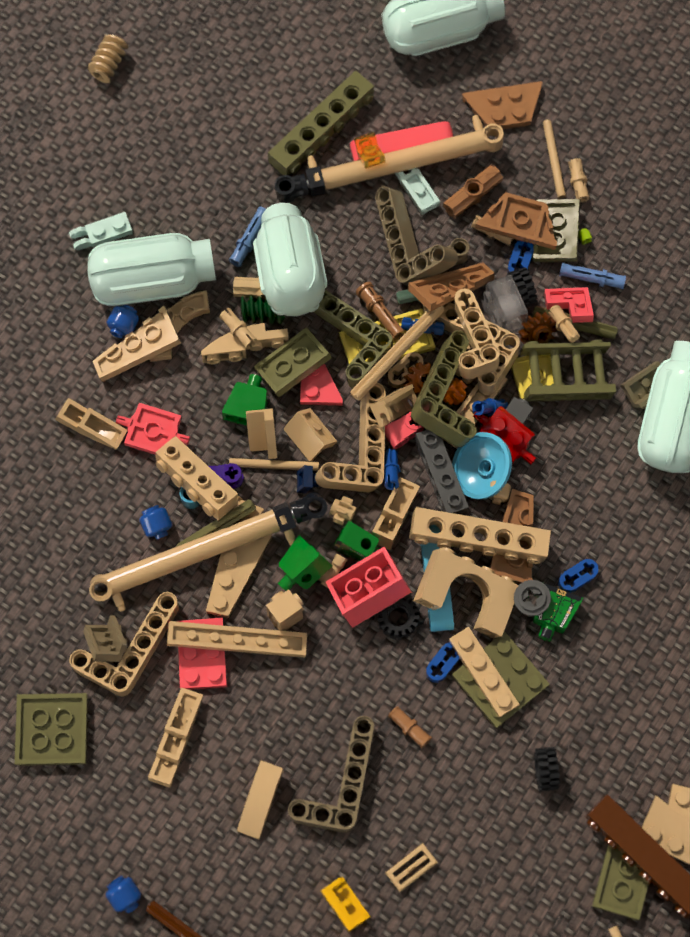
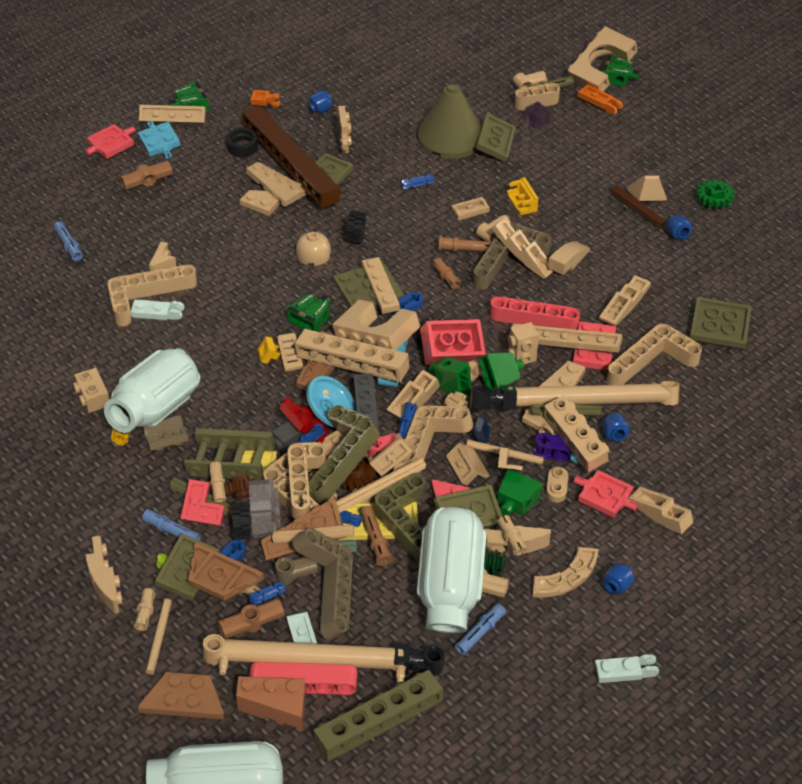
camera: 165 degrees left, 25 degrees down
(106, 641) = (671, 354): dark tan bracket -> none
(148, 268) = (586, 600): light aqua piece -> none
(148, 341) = (598, 555): tan wing -> none
(208, 433) = (557, 484): none -> tan plate
(272, 675) = (539, 314): none -> coral beam
(322, 784) = (525, 251): none -> tan slope
(368, 150) = (341, 655): clear yellow bracket -> none
(370, 823) = (485, 232): none -> tan piece
(411, 785) = (456, 244): none -> medium nougat pin
(420, 109) = (273, 698): none -> nougat wedge
(441, 275) = (332, 532): none -> tan axle
(467, 220) = (267, 593): none -> blue axle
(496, 902) = (417, 181): none -> blue axle
(538, 589) = (333, 308): dark grey gear -> none
(567, 559) = (285, 342): none -> tan slope
(575, 571) = (281, 329): blue beam -> none
(584, 536) = (268, 350): none -> yellow tile
(590, 727) = (313, 248): none -> tan cylinder
(632, 196) = (103, 576): none -> tan slope

